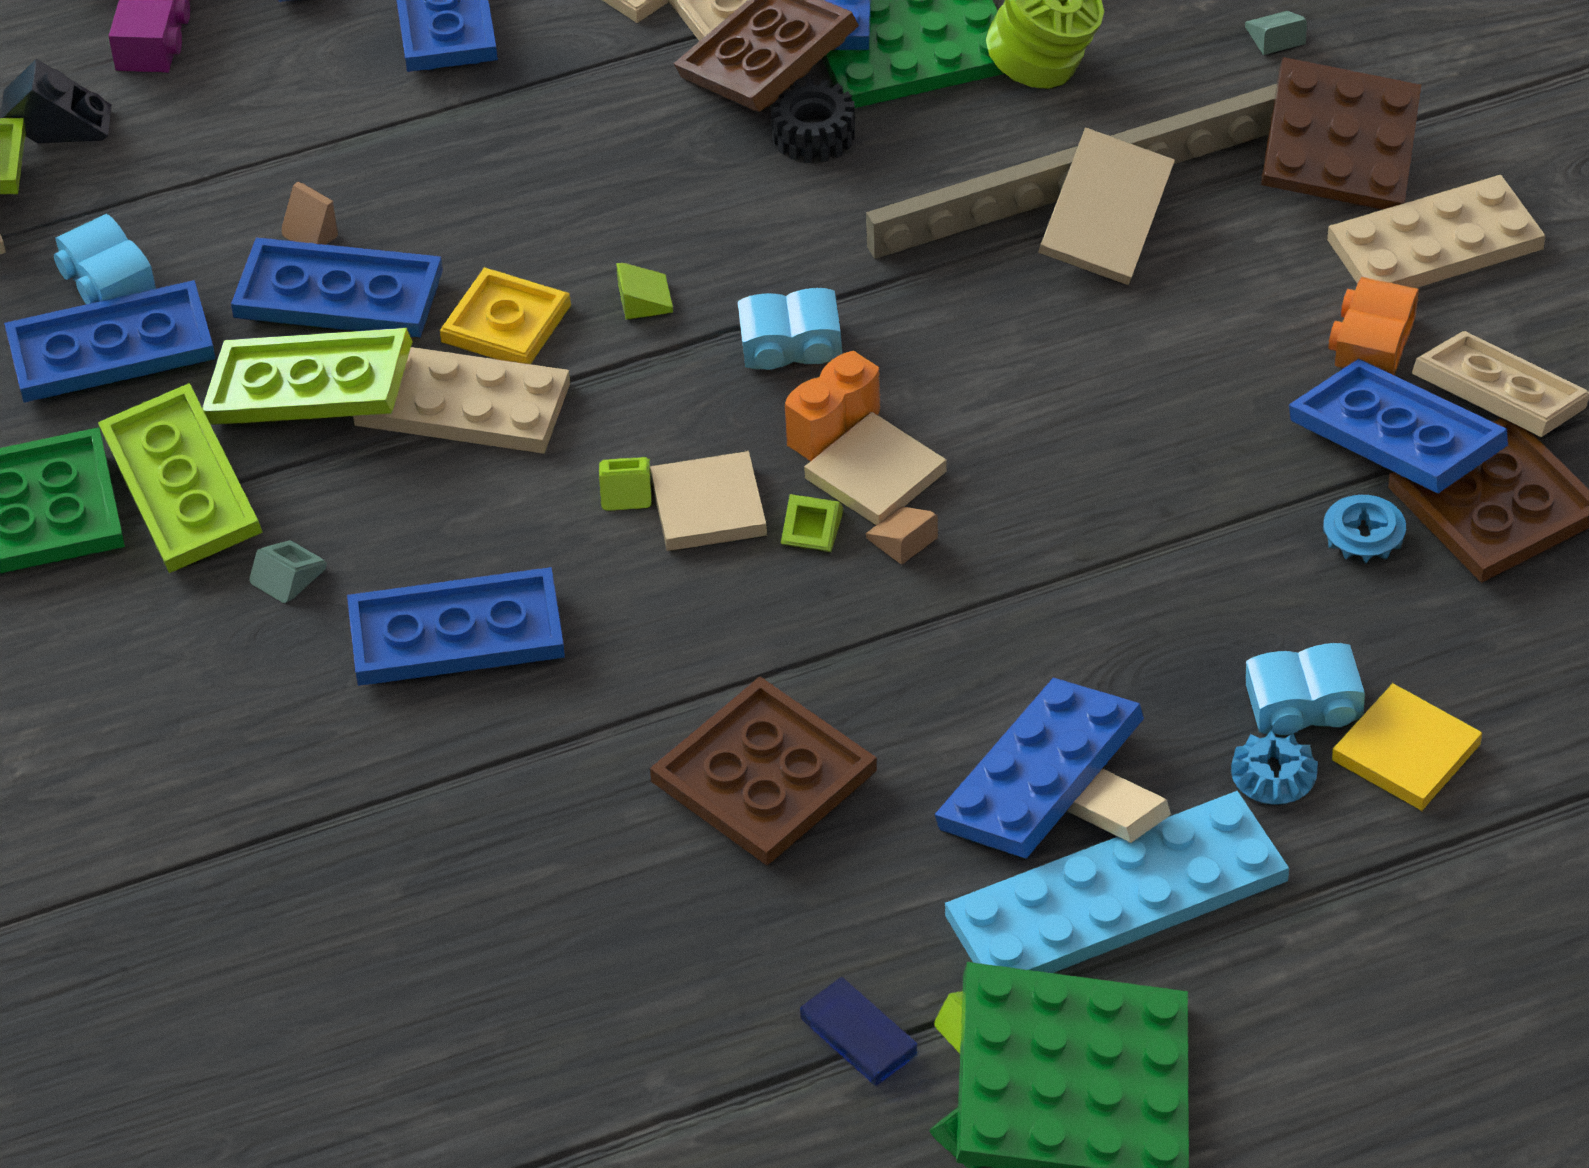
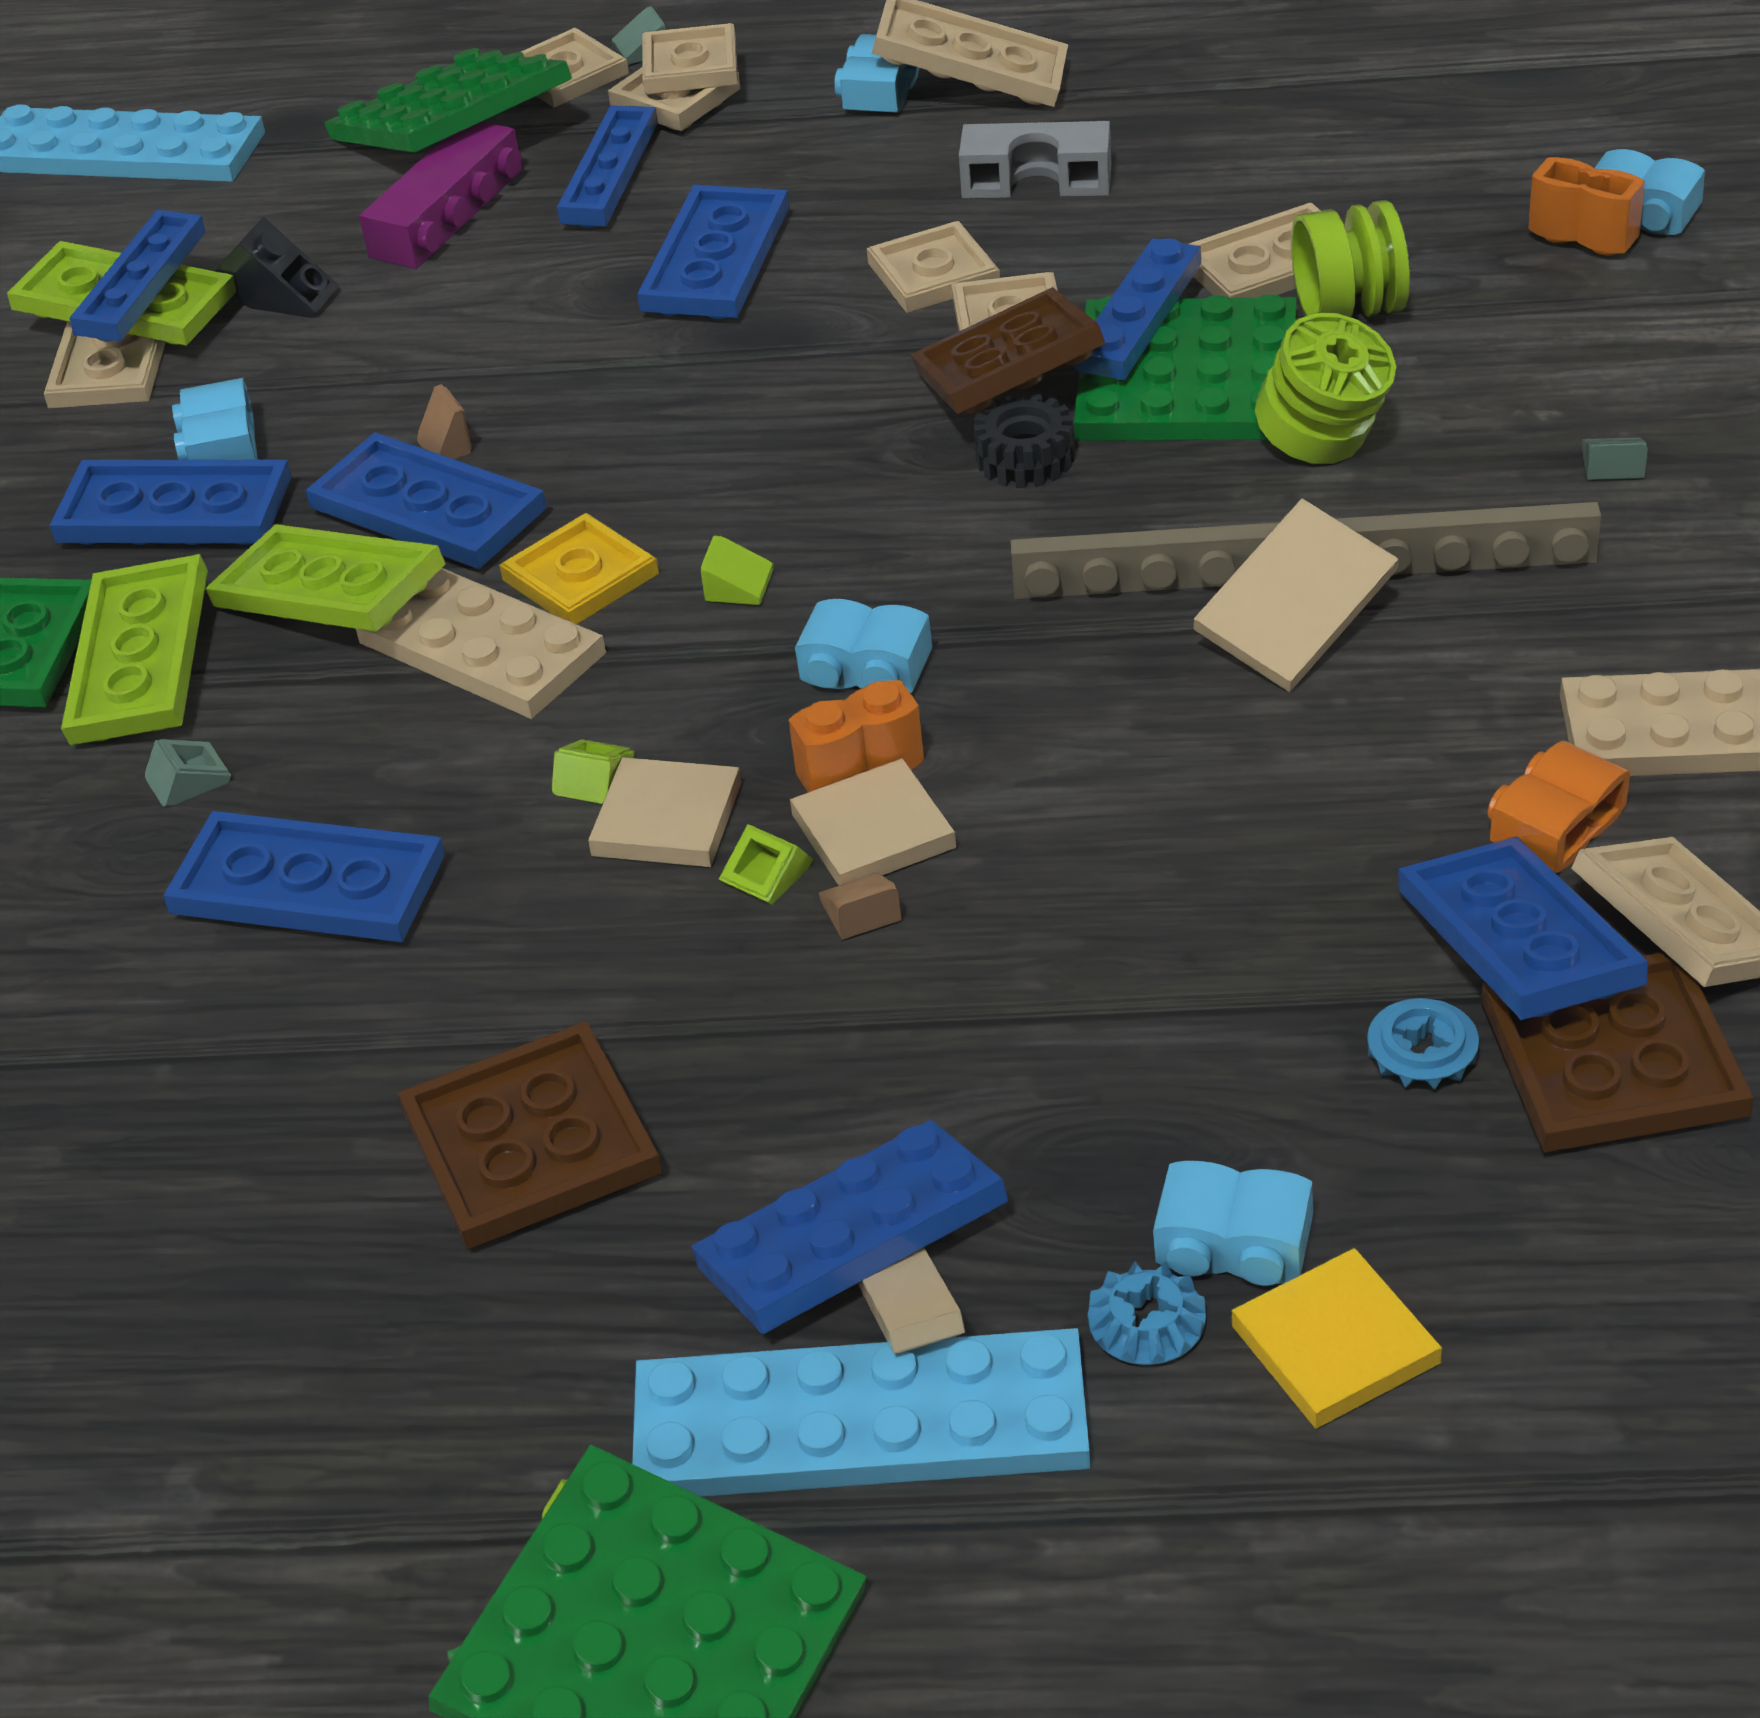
camera: 25 degrees right, 5 degrees down
(858, 1031) = (441, 1493): clear blue tile -> none
(1341, 134) = (1623, 576): reddish brown plate -> none

